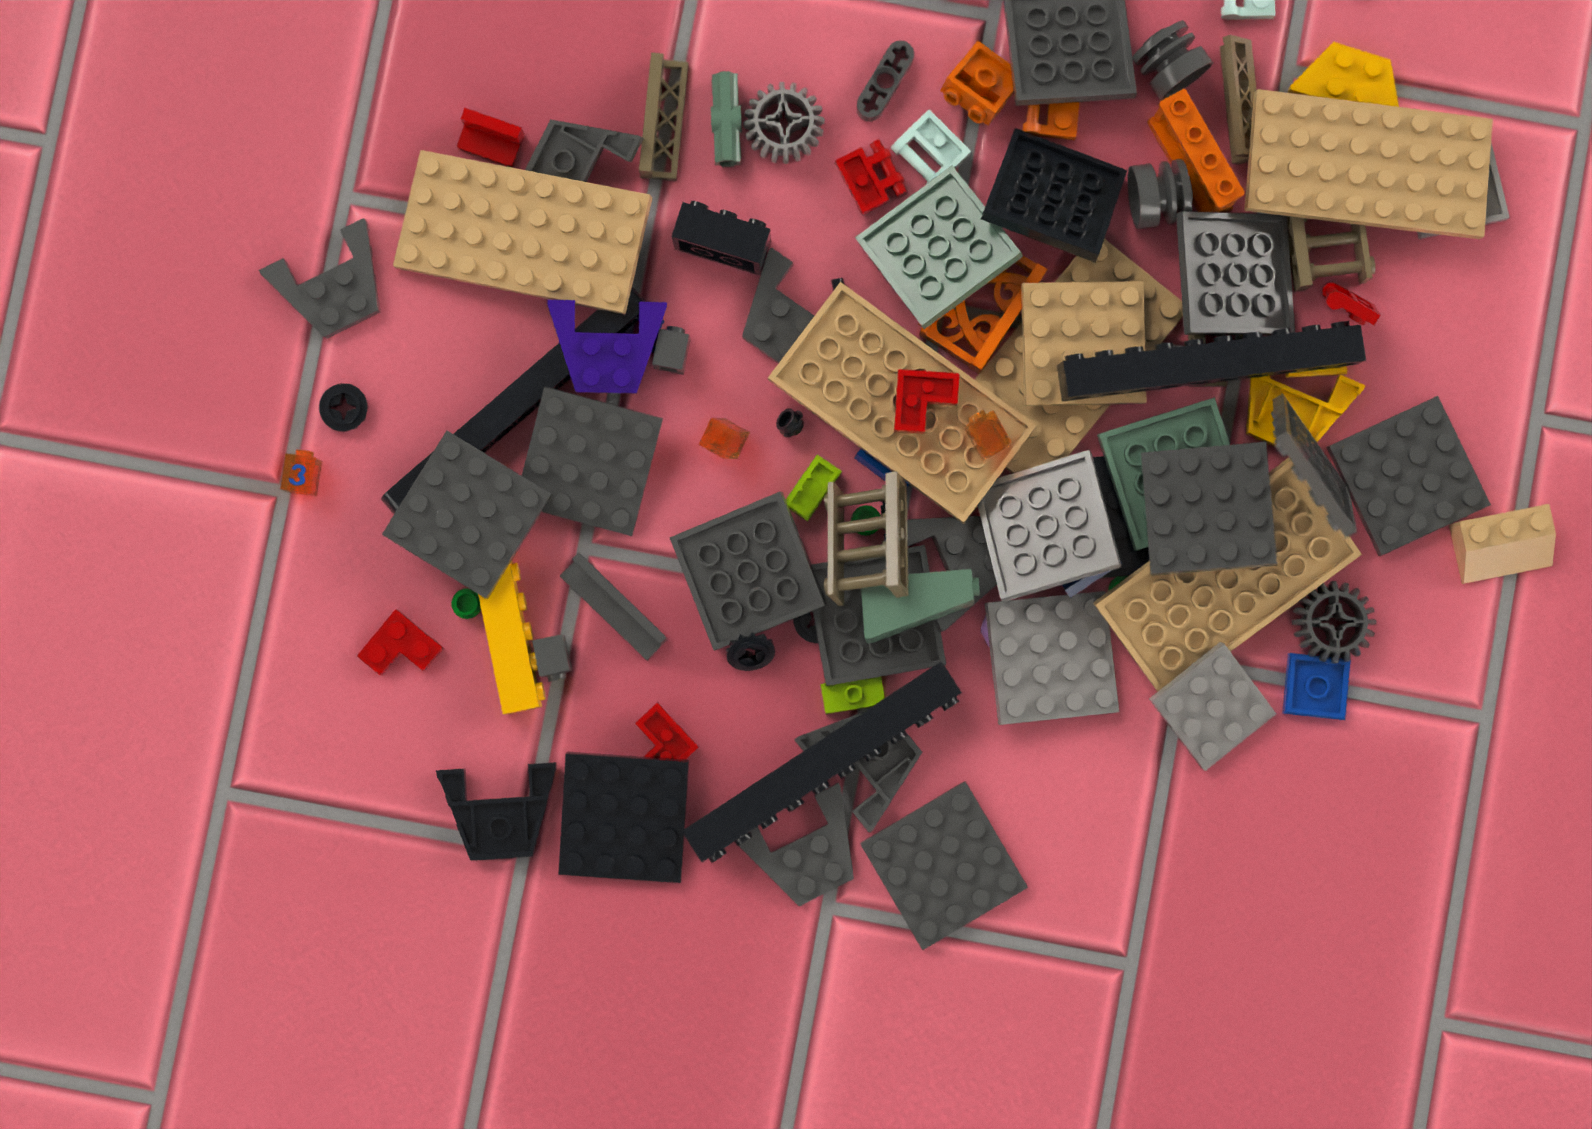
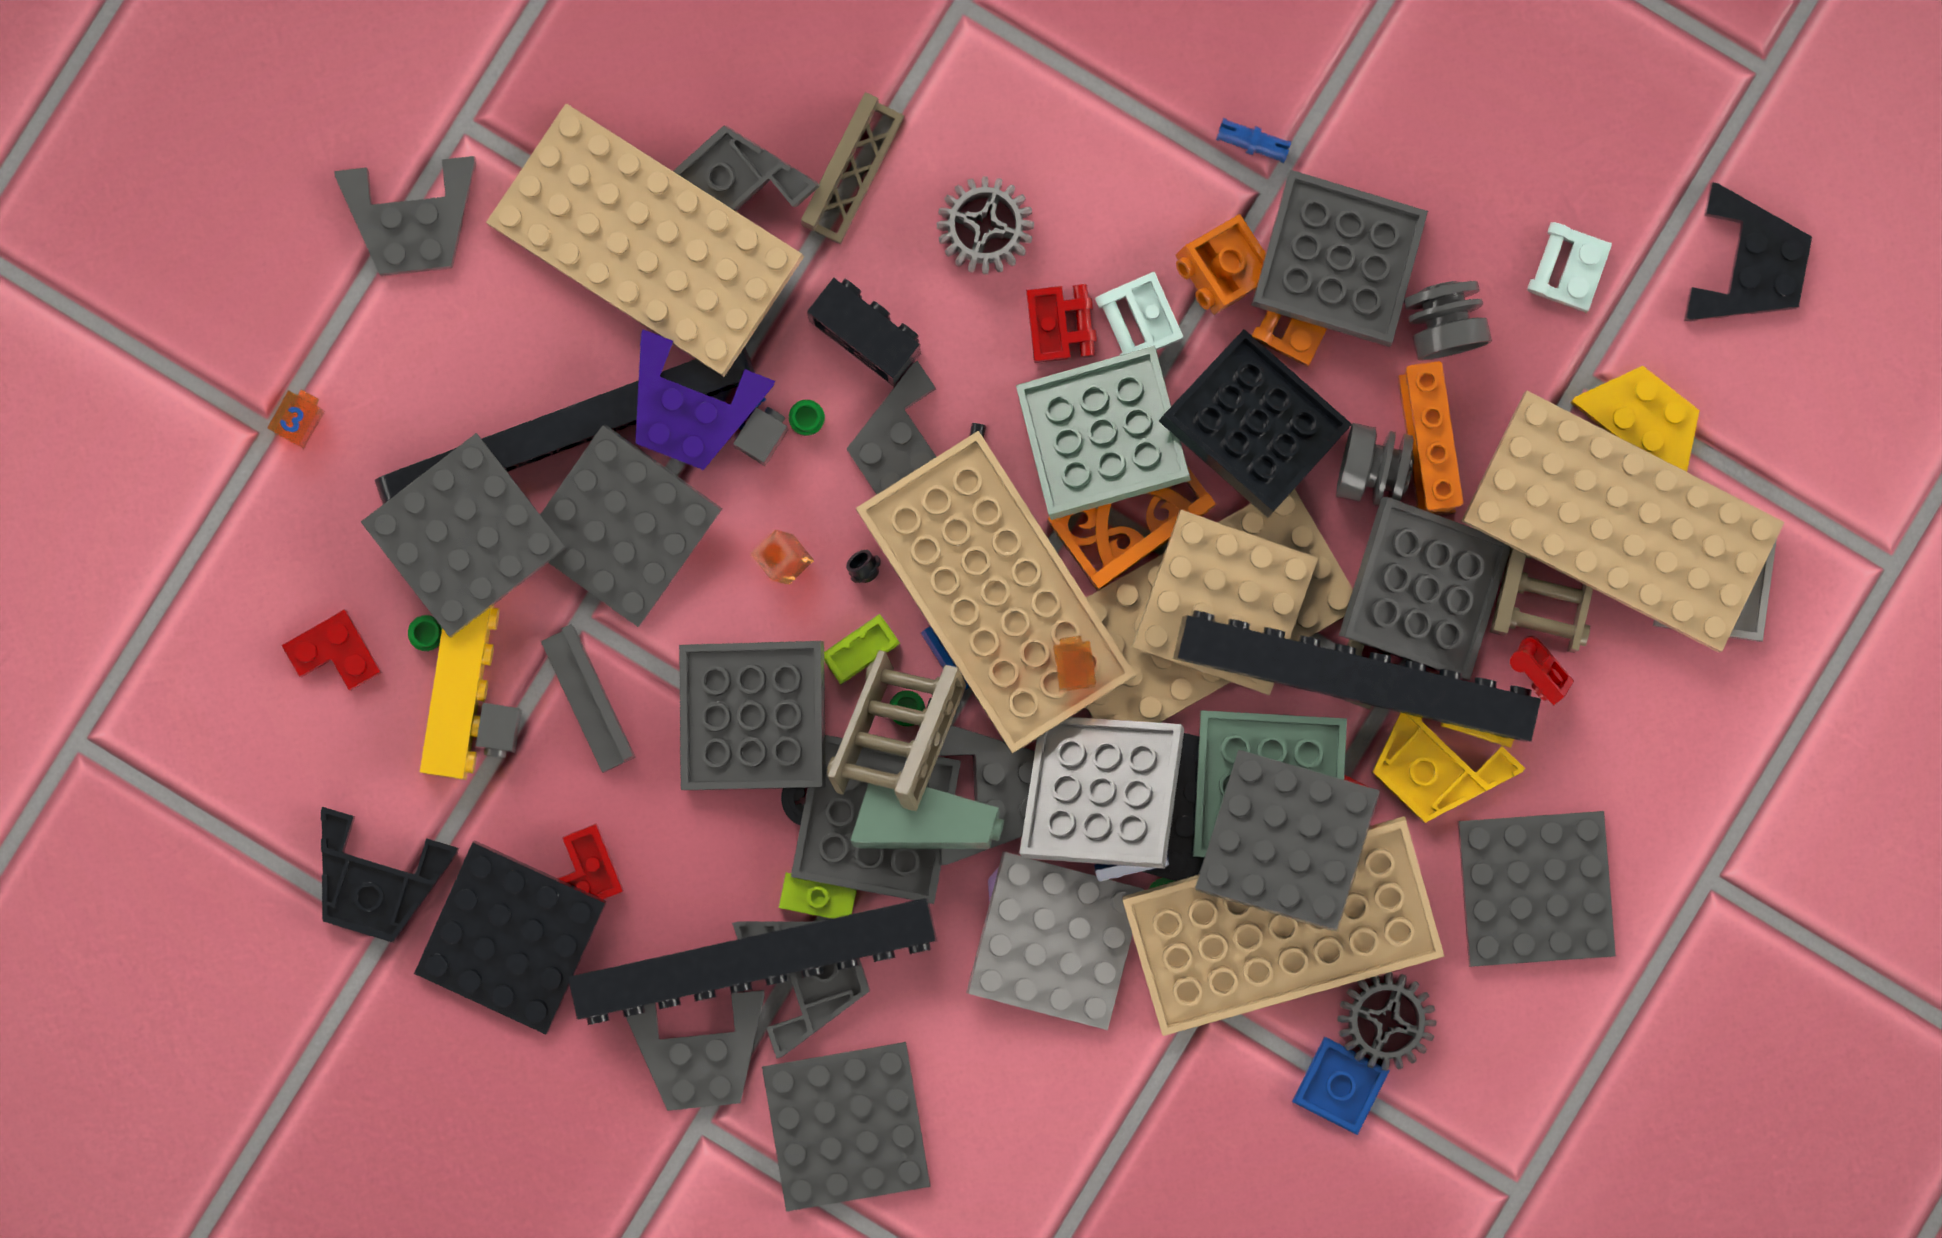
camera: 20 degrees right, 0 degrees up
(333, 397) = (363, 346): black gear -> none
(490, 138) = (648, 119): red panel -> none
(701, 324) = (806, 417): none -> green plate
(726, 119) = (922, 197): sand green piece -> none
(745, 660) = (713, 815): black gear -> none
(889, 58) = (1145, 211): dark grey beam -> none
(917, 390) = (1017, 585): red plate -> none
(1212, 706) = (1213, 1063): light grey plate -> none
(1239, 93) = (1513, 378): dark tan fence -> none
(1313, 466) = (1420, 836): dark grey plate -> none
(1504, 543) = (1612, 1005): tan slope -> none

